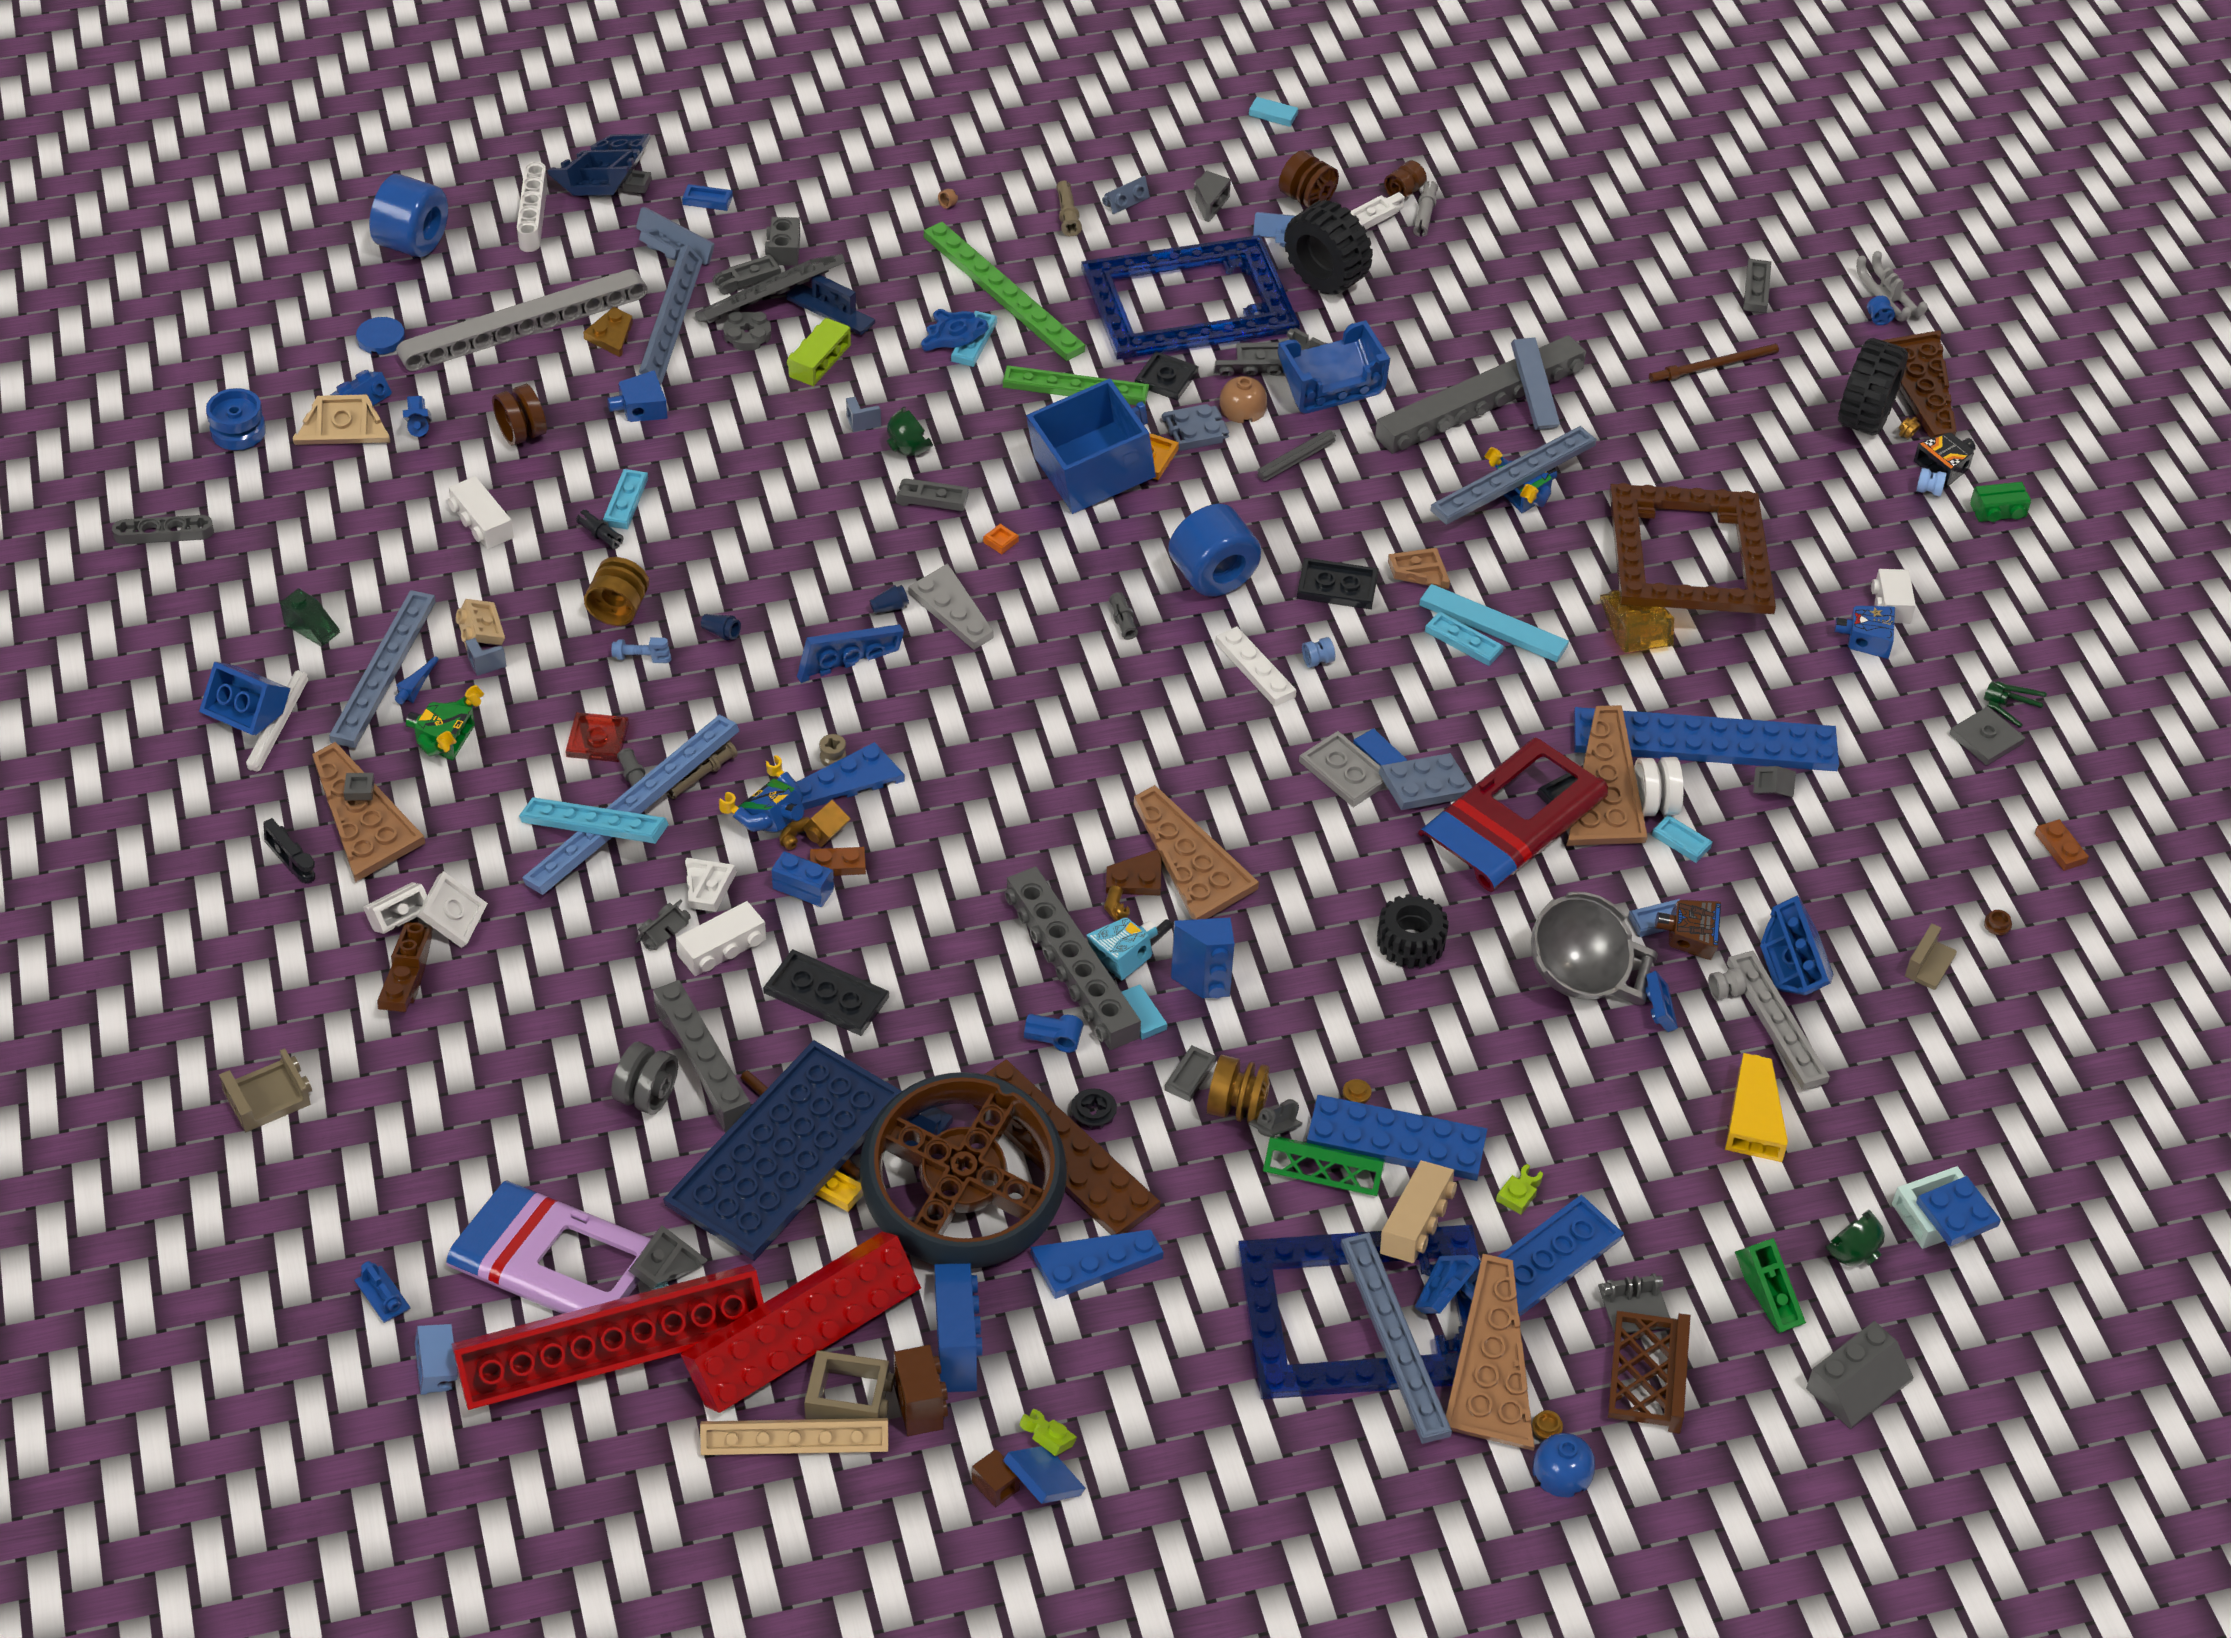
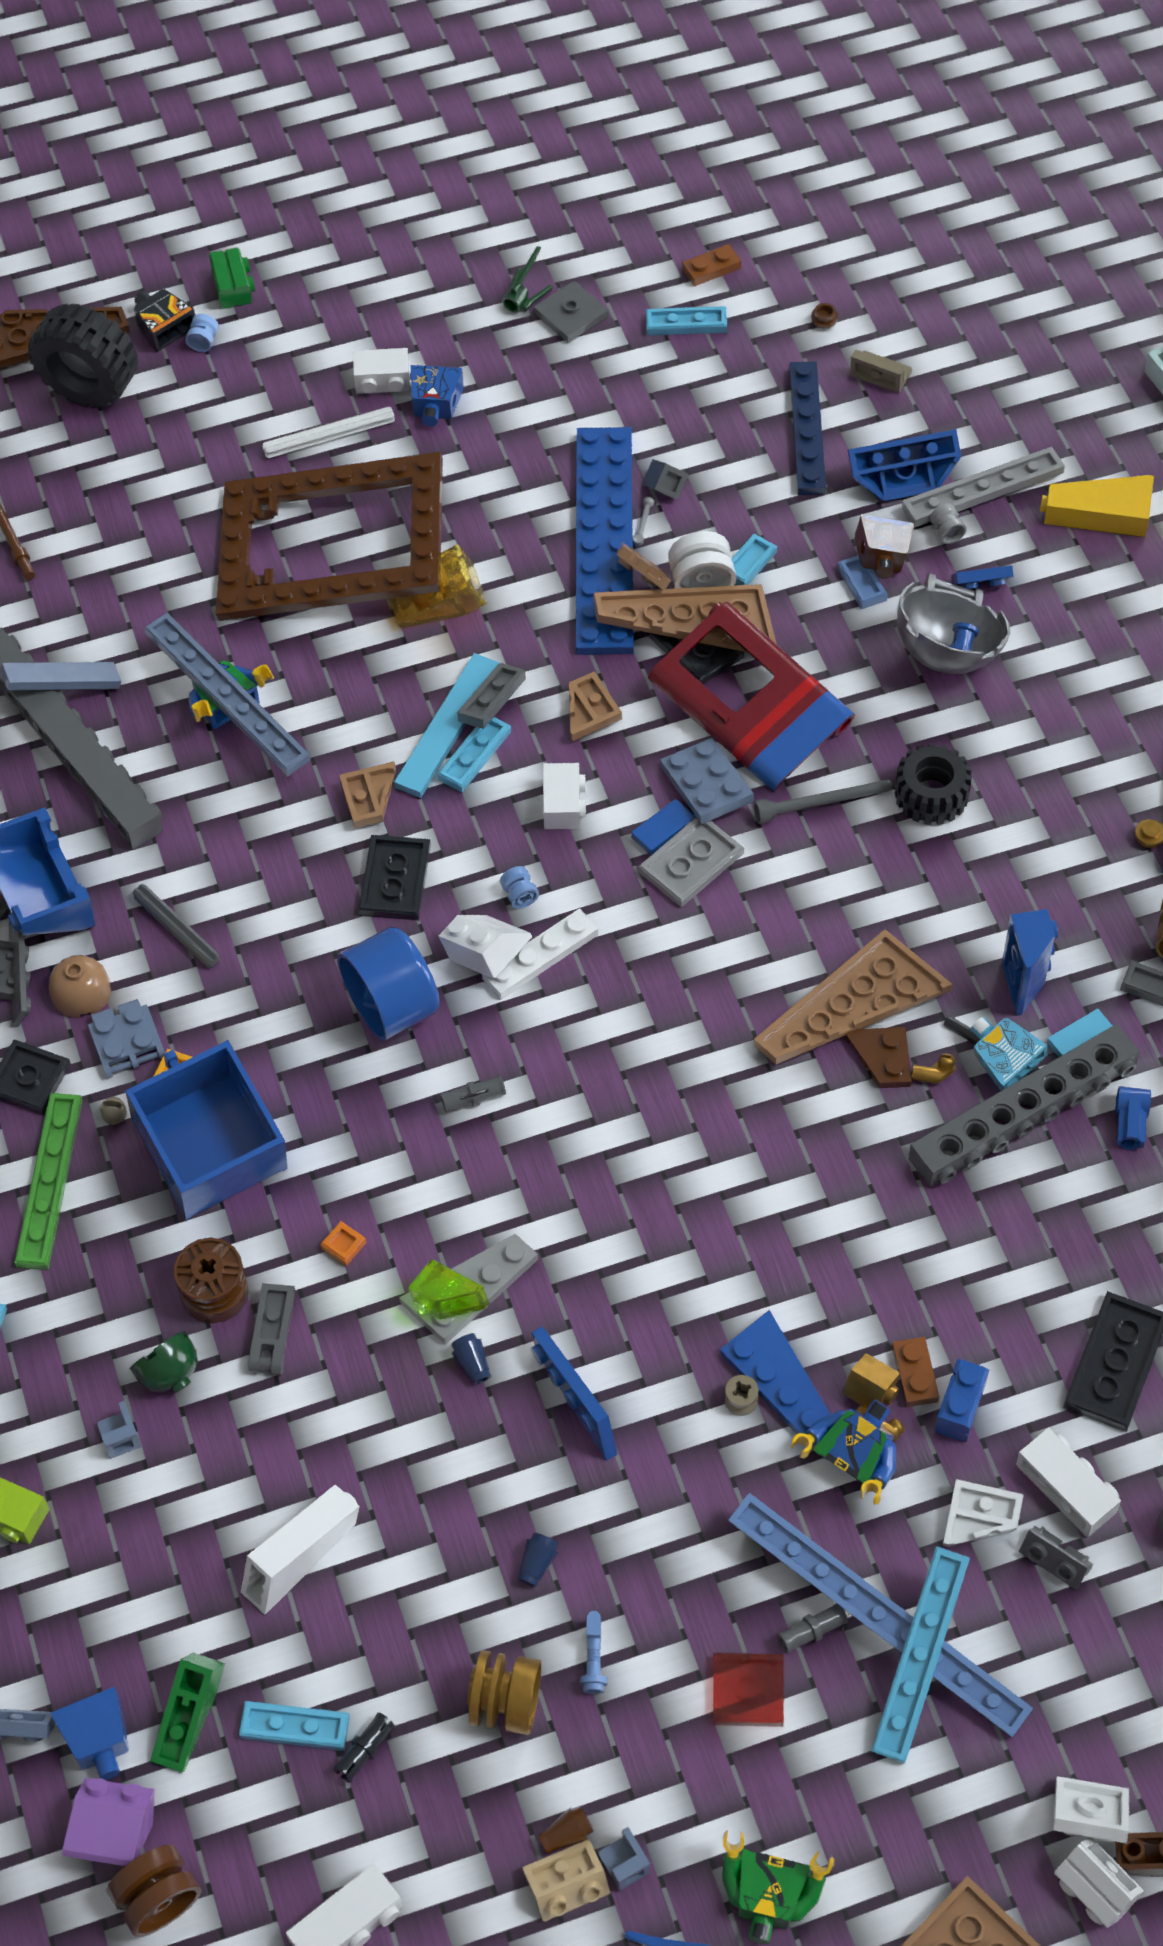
camera: 90 degrees left, 10 degrees up
(515, 629) = (566, 1830): none -> reddish brown cone
(571, 396) = (109, 1822): none -> medium lavender slope
(651, 442) = (187, 1710): none -> green slope
(751, 495) = (297, 1548): none -> white slope
(941, 576) = (446, 1292): none -> clear neon green slope
(971, 456) = (211, 1280): none -> reddish brown wheel
(1262, 621) = (482, 943): none -> white slope
(1392, 819) = (767, 810): none -> dark grey piece
(1411, 684) = (562, 795): none -> white brick
(1510, 711) = (590, 706): none -> medium nougat wing
(1517, 644) = (491, 695): none -> dark grey plate
(1571, 964) = (963, 636): none -> blue bush
(1659, 742) = (651, 573): none -> medium nougat wing
(1707, 764) = (638, 538): none -> light grey hinge
(1822, 563) = (328, 432): none -> white axle
(1853, 896) = (807, 428): none -> dark blue plate
(1984, 819) = (686, 320): none -> medium azure tile

